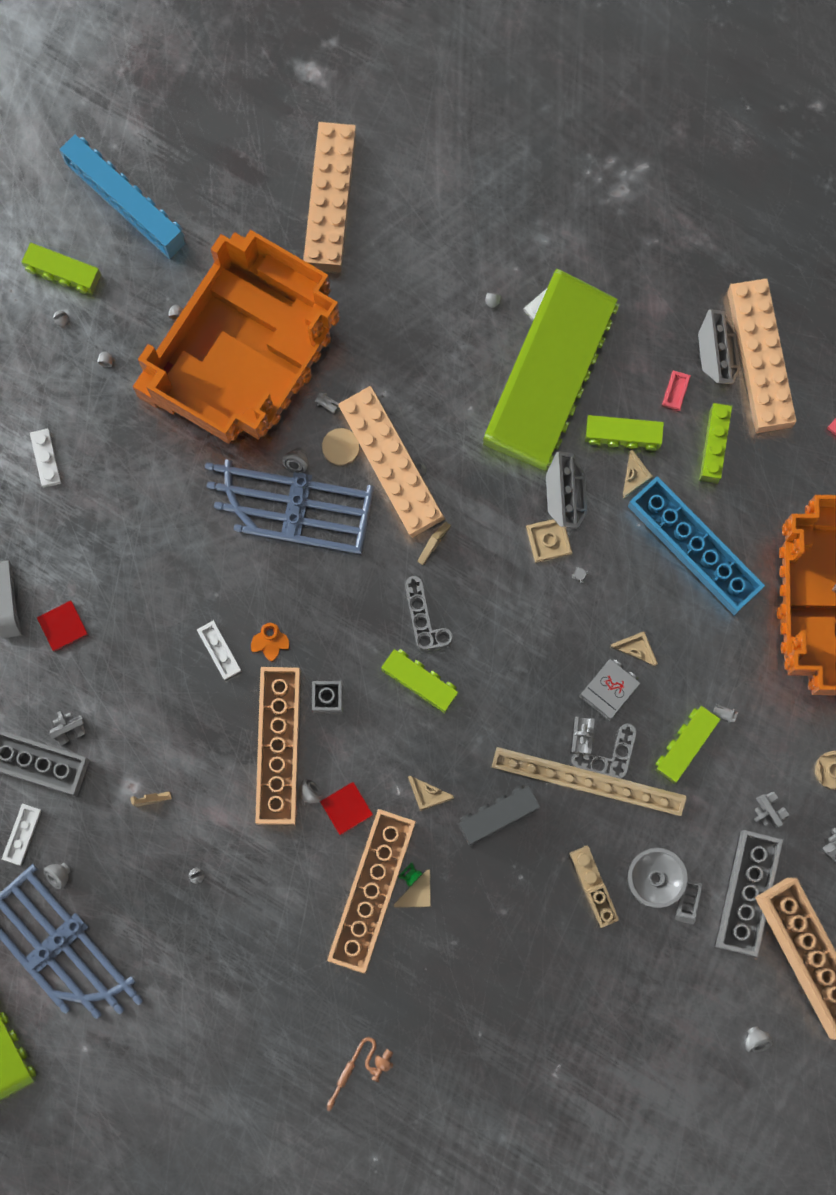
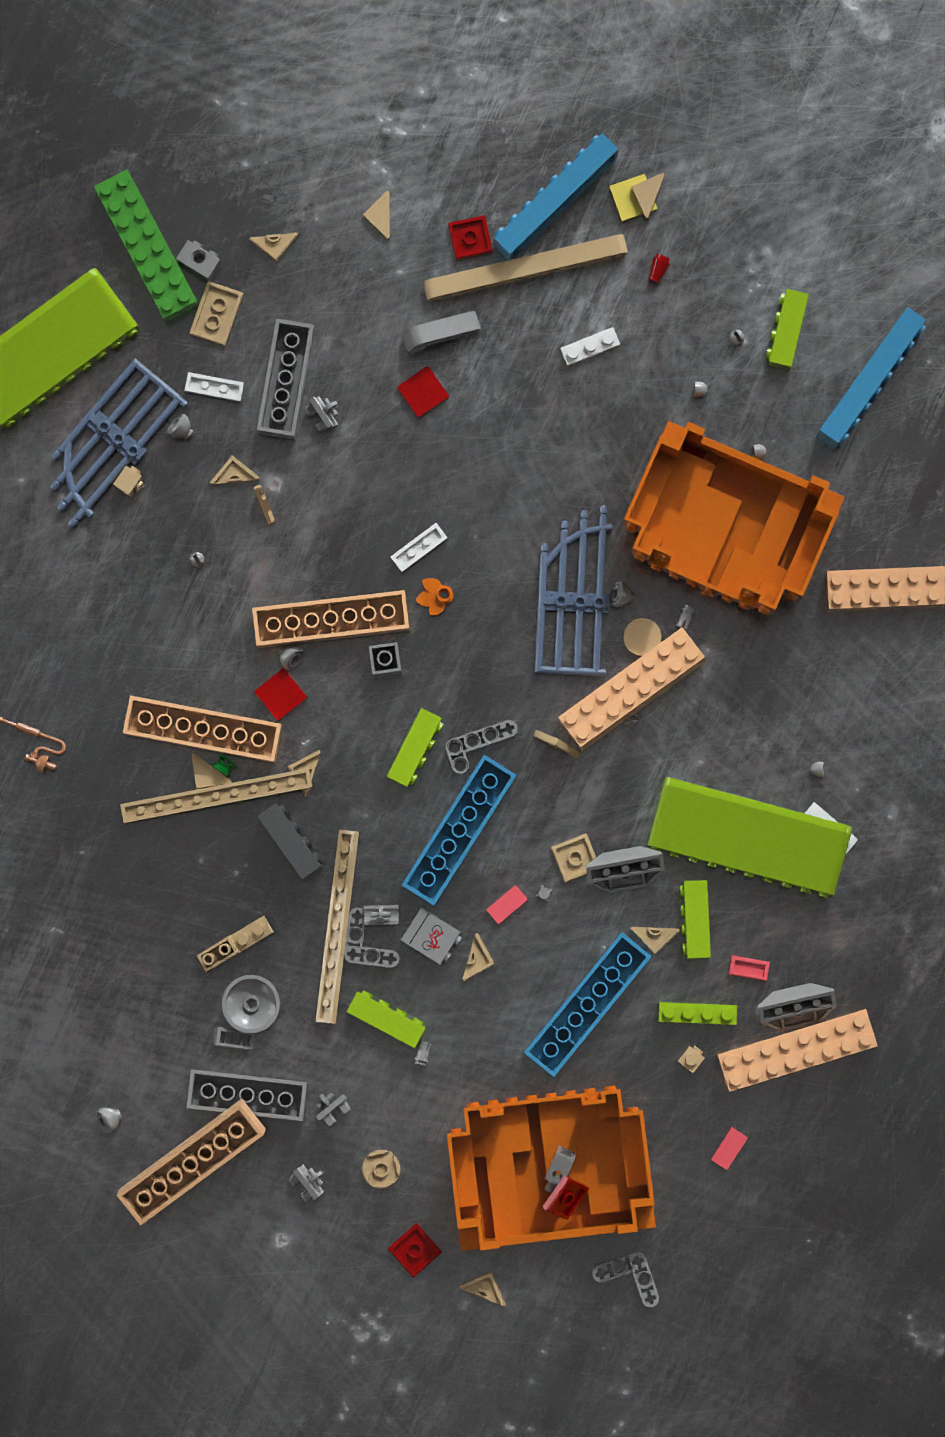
camera: 85 degrees right, 5 degrees up
(104, 934) = (129, 481): none -> tan brick
(112, 826) = (234, 472): none -> tan tile
(441, 887) = (216, 795): none -> tan plate
(508, 647) = (459, 830): none -> dark azure brick
(586, 612) = (507, 904): none -> coral tile
(758, 454) = (691, 1058): none -> tan brick

